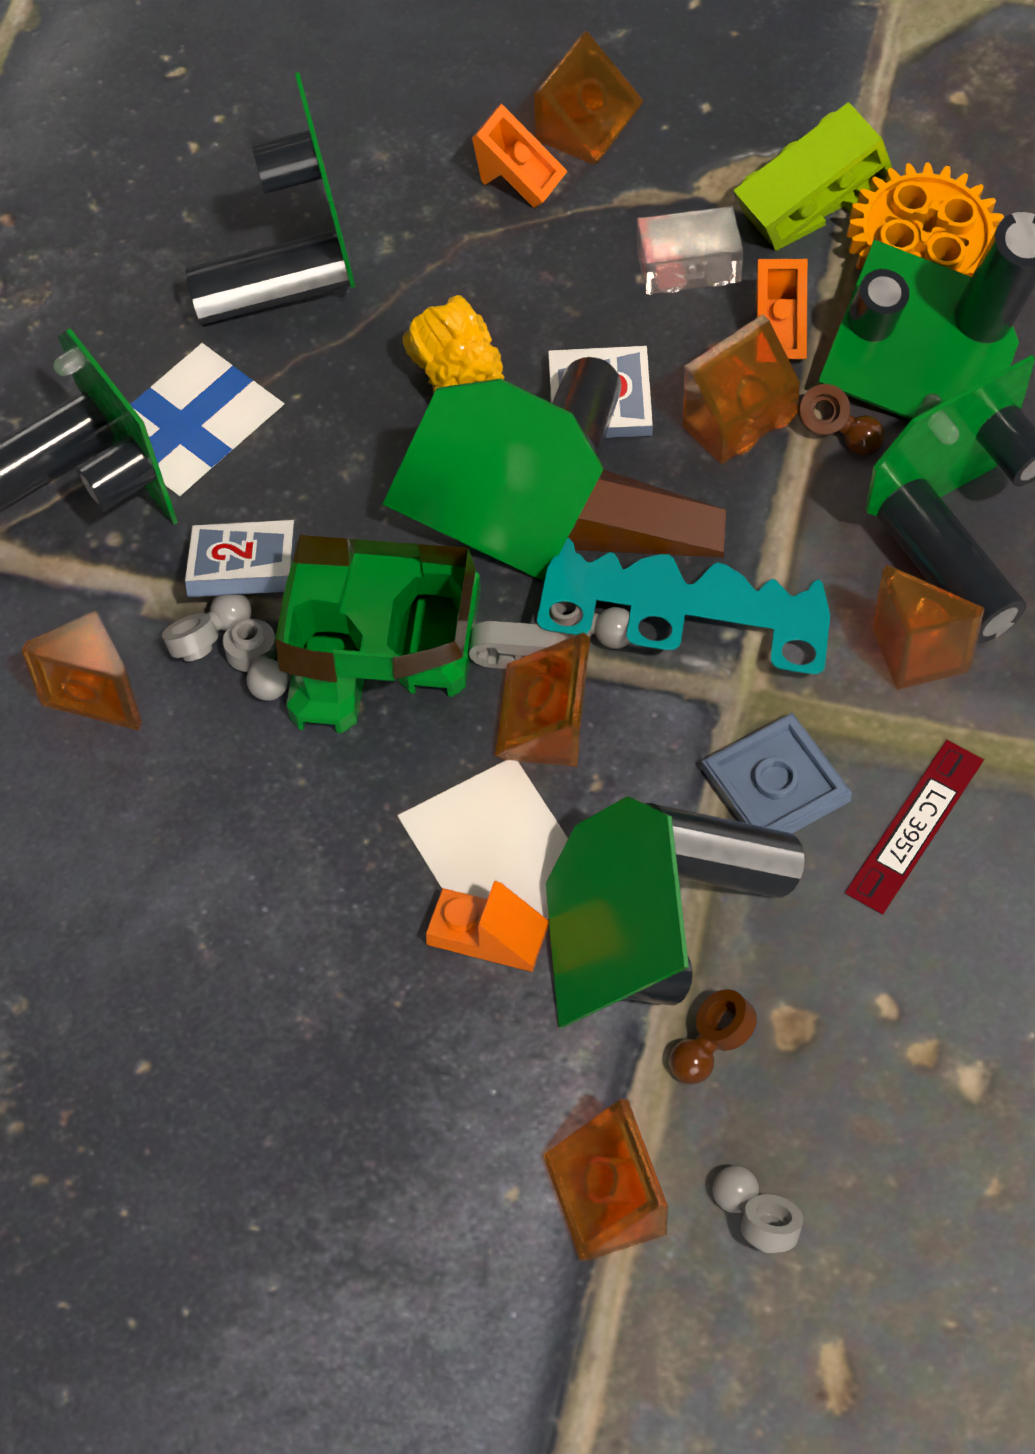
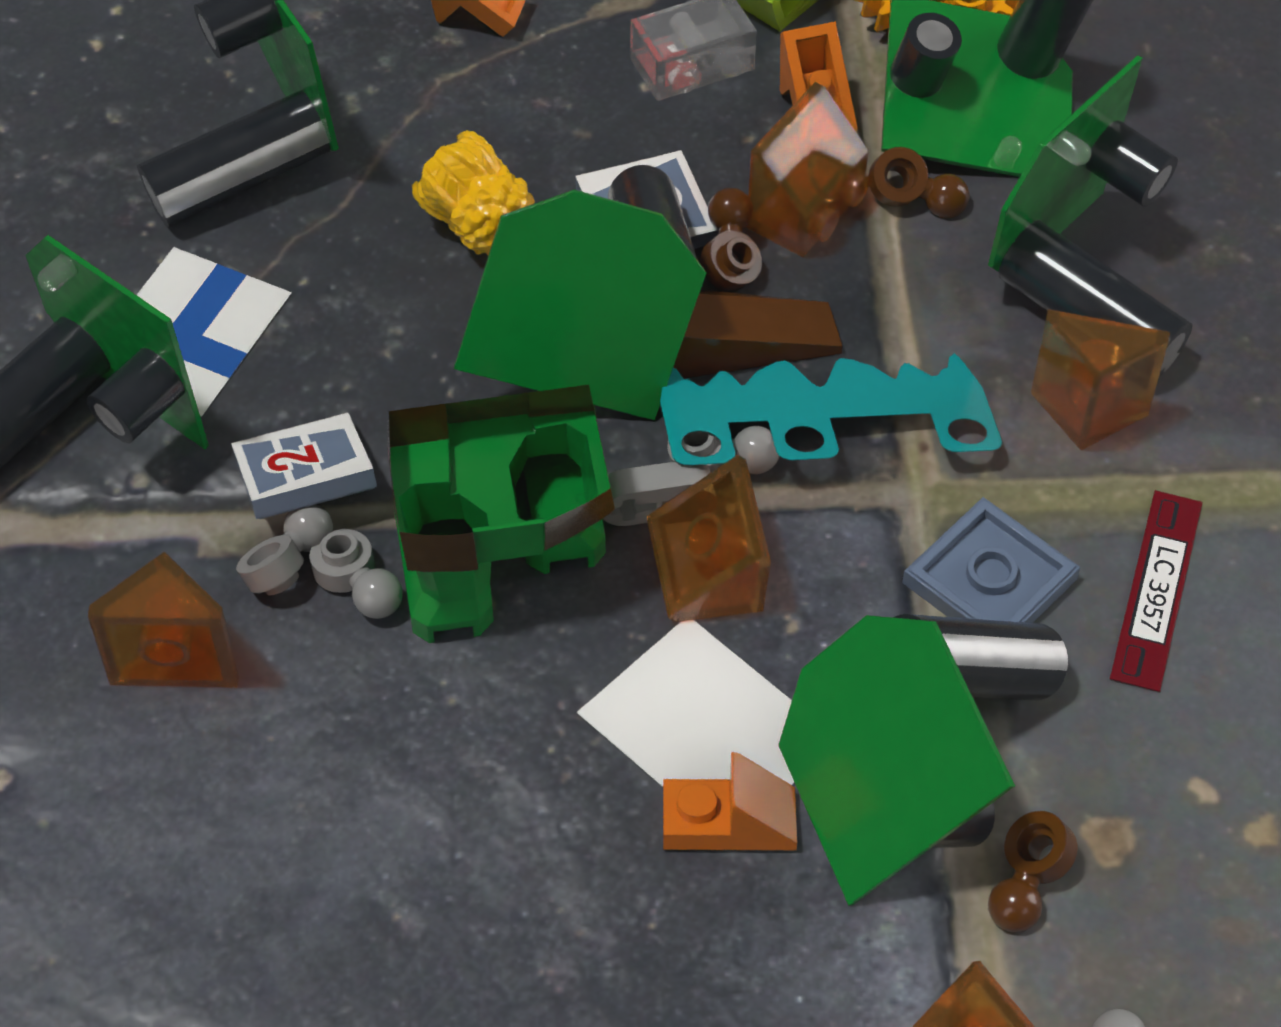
camera: 20 degrees left, 5 degrees down
(664, 413) = (730, 213): none -> reddish brown plate

